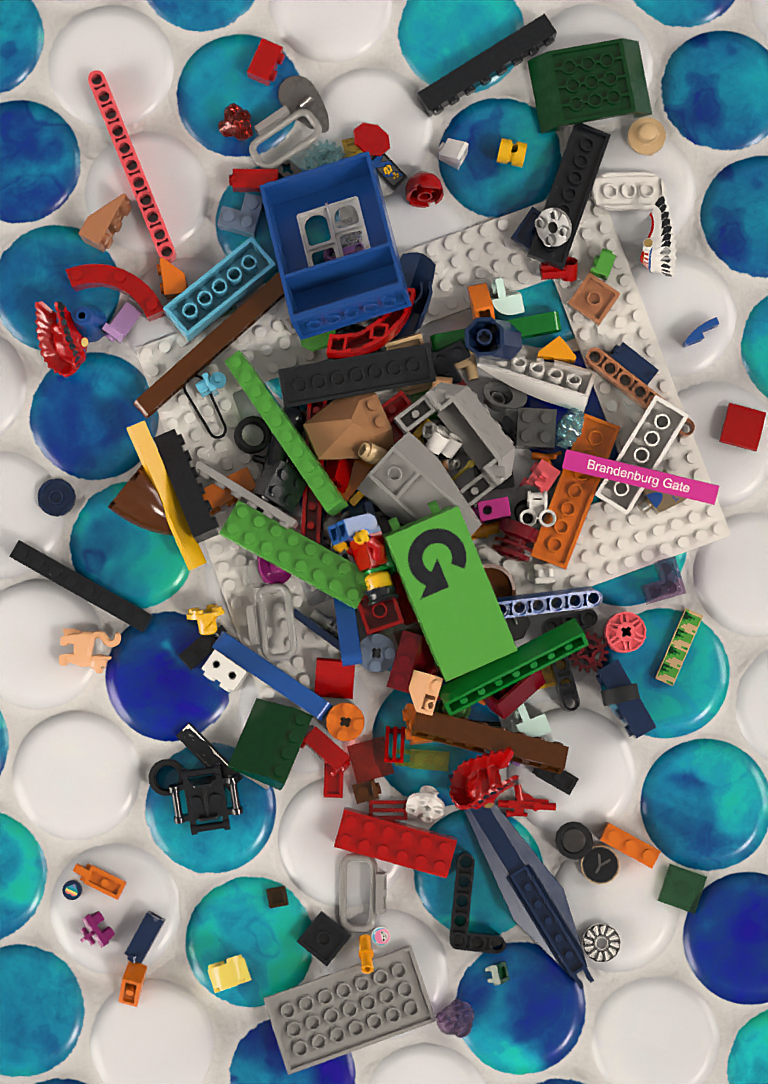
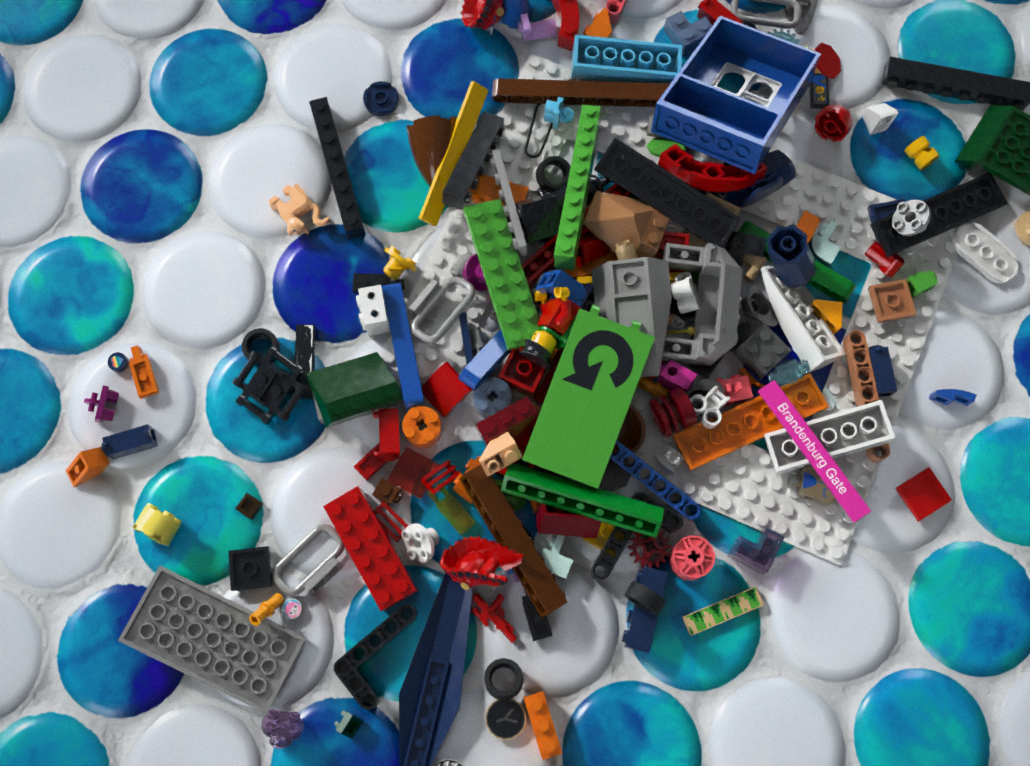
camera: 40 degrees right, 10 degrees down
(659, 247) = (979, 304): piece -> none

